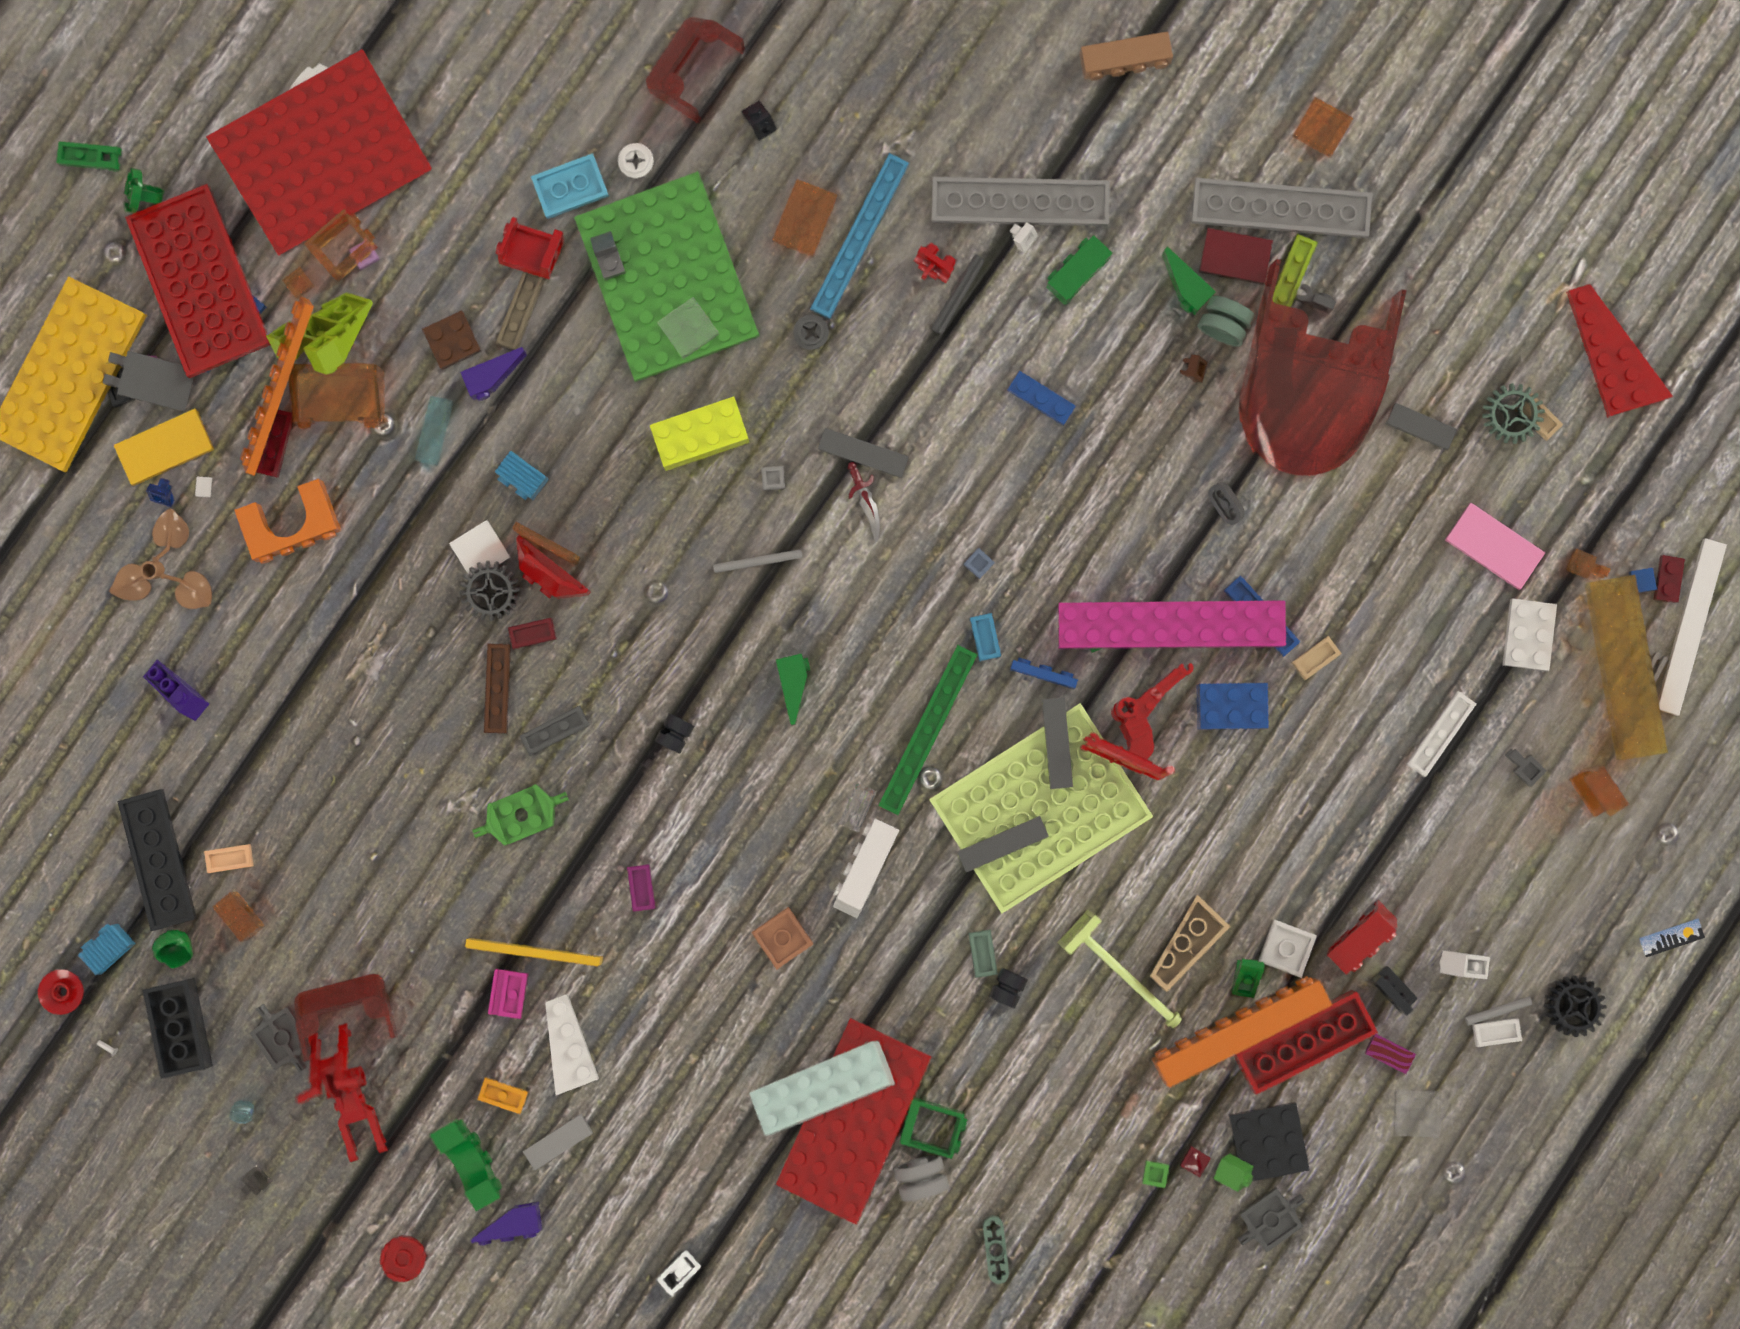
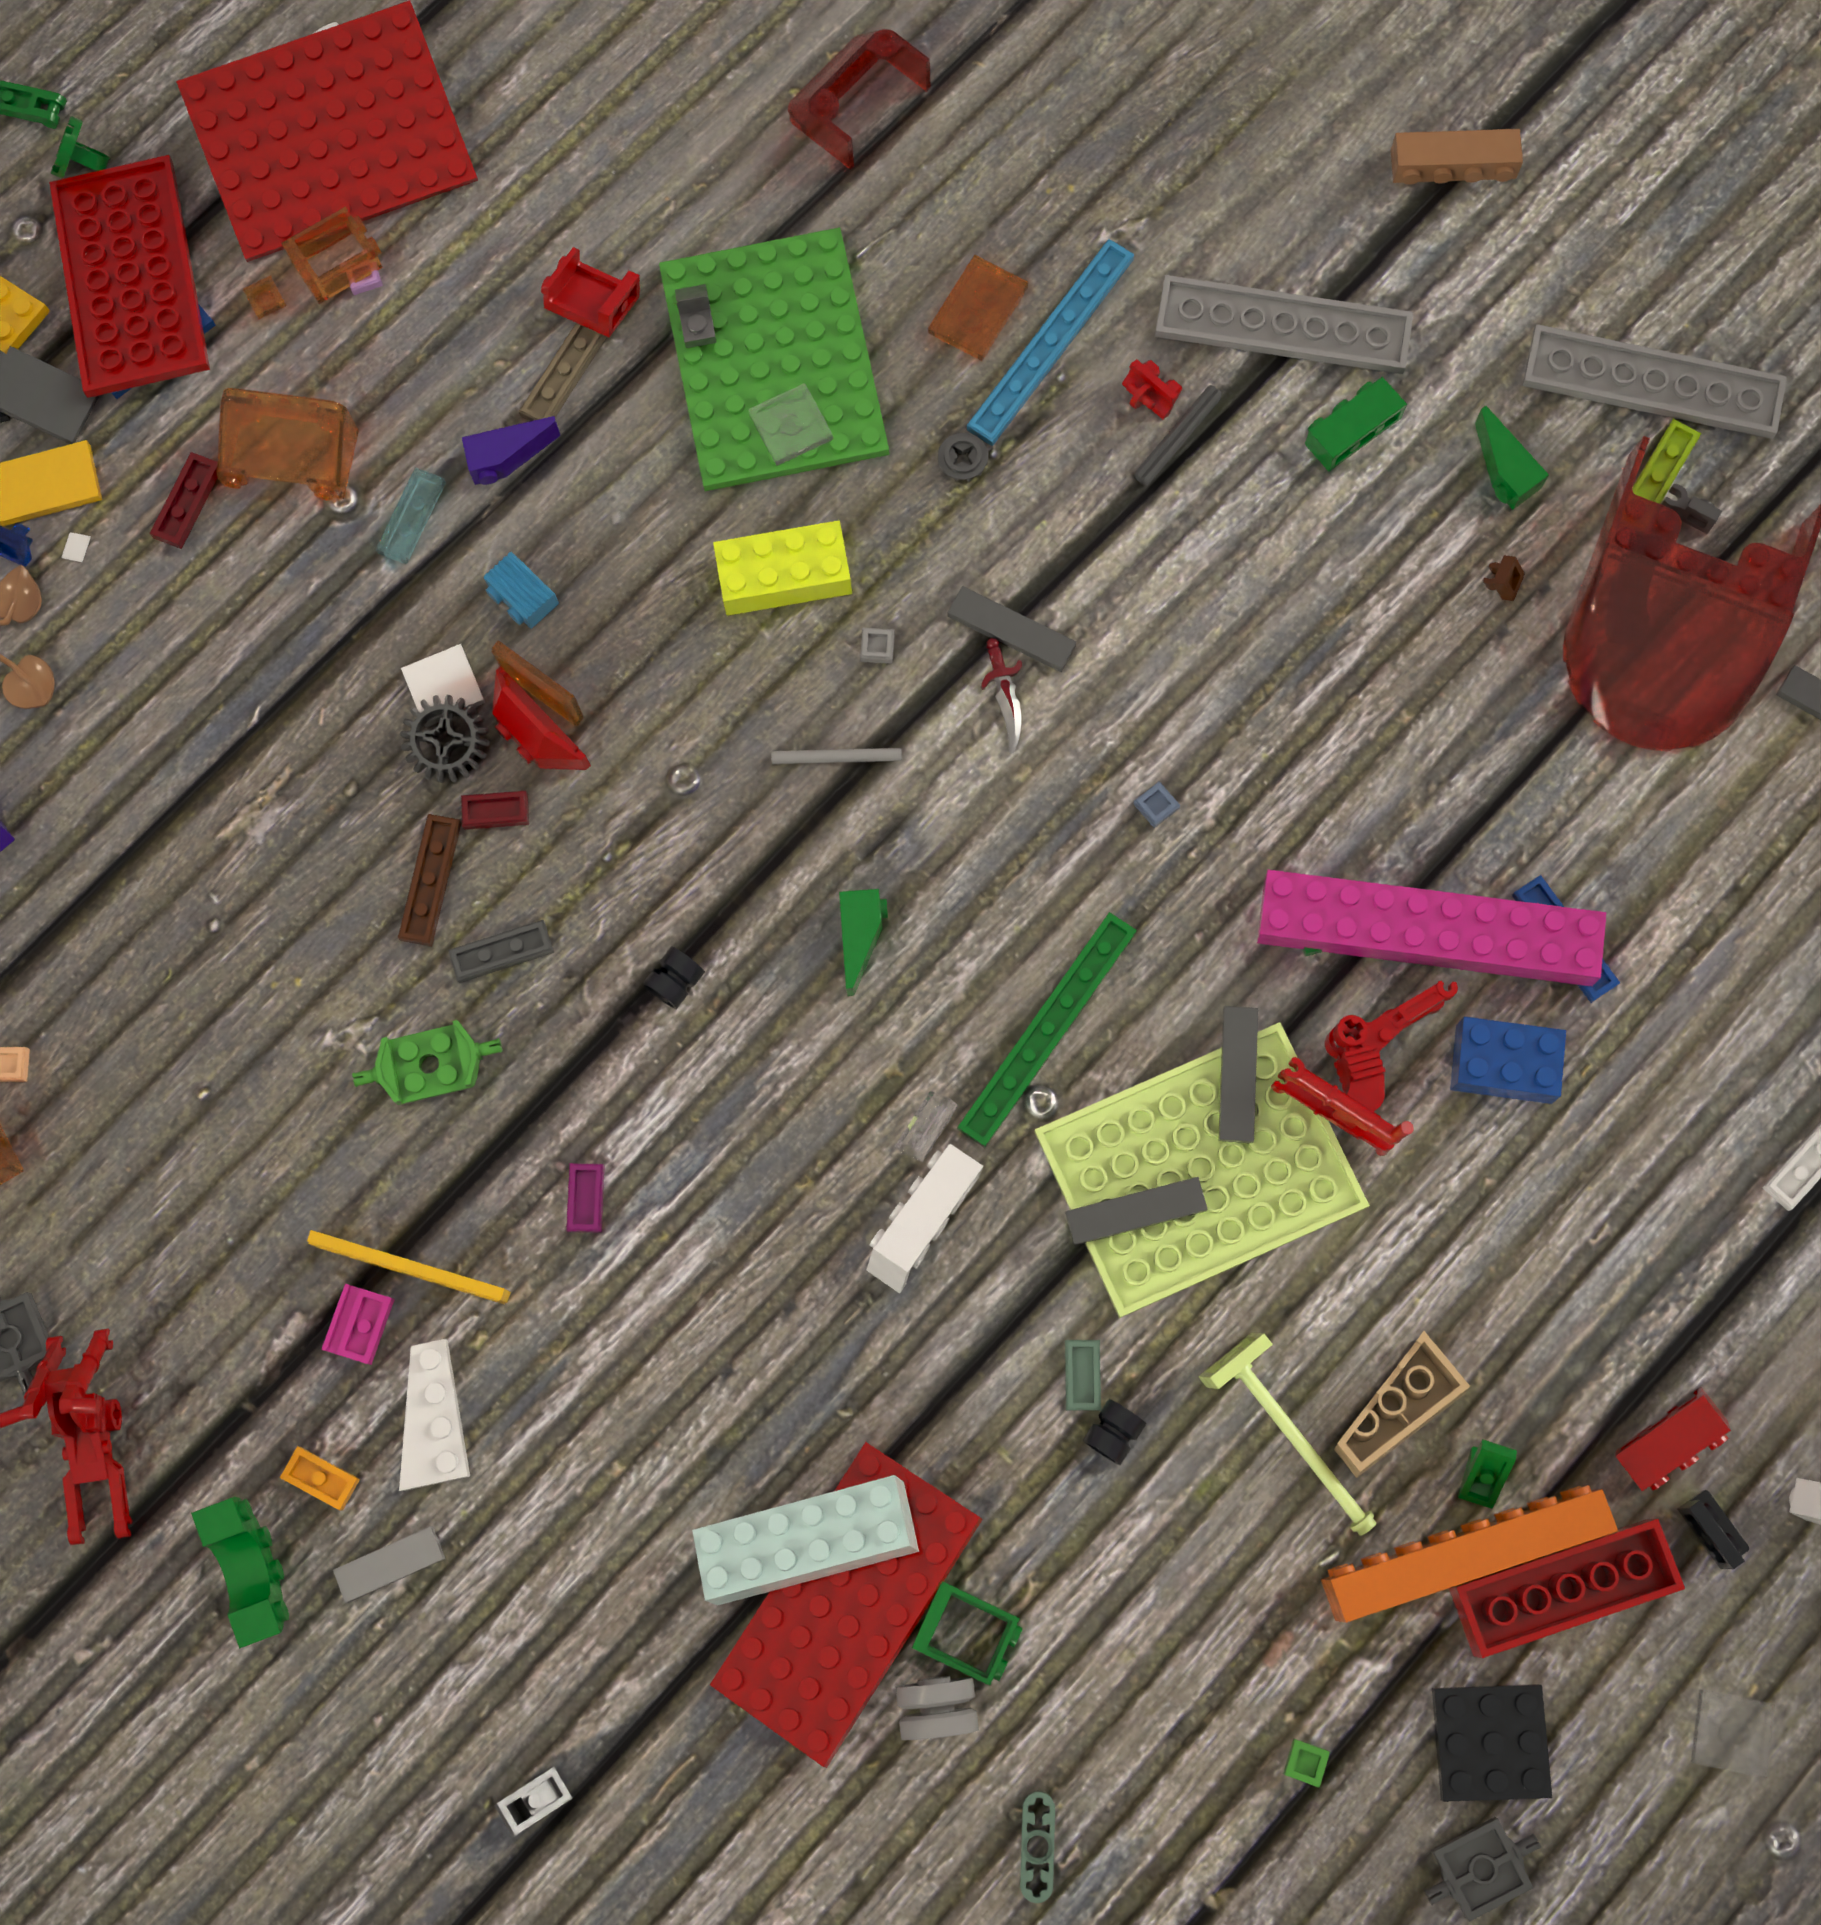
camera: 10 degrees right, 10 degrees down
(273, 393) = (207, 400): orange plate -> none
(319, 524) = (222, 617): orange arch -> none
(329, 332) = (278, 363): lime wedge -> none
(365, 989) = (152, 1287): clear red windscreen -> none
(403, 1258) = (118, 1710): red tile -> none
(451, 340) = (459, 400): reddish brown plate -> none
(518, 1221) = (300, 1678): dark purple slope -> none
(569, 186) = (660, 223): medium azure plate -> none
(627, 154) = (747, 195): white gear -> none
(759, 120) = (936, 174): black bracket -> none
(782, 938) = (783, 1305): nougat tile -> none
(985, 637) = (1151, 909): dark azure tile -> none
(1023, 236) = (1283, 369): white tile -> none
(1041, 398) = (1278, 590): blue plate -> none
(1044, 673) = (1231, 972): blue plate -> none
(1195, 1161) = (1371, 1754): dark red tile -> none
(1226, 321) = (1560, 515): sand green wheel -> none
(1226, 503) = (1532, 770): dark grey plate -> none
(1234, 1172) = (1432, 1781): bright green brick -> none
(1235, 256) = (1581, 437): dark red tile -> none
(1287, 948) = (1553, 1439): white tile -> none
(1316, 658) = (1641, 1010): tan tile -> none
(1322, 127) = (1723, 285): clear orange tile -> none
(1390, 1053) = (1698, 1630): tile -> none

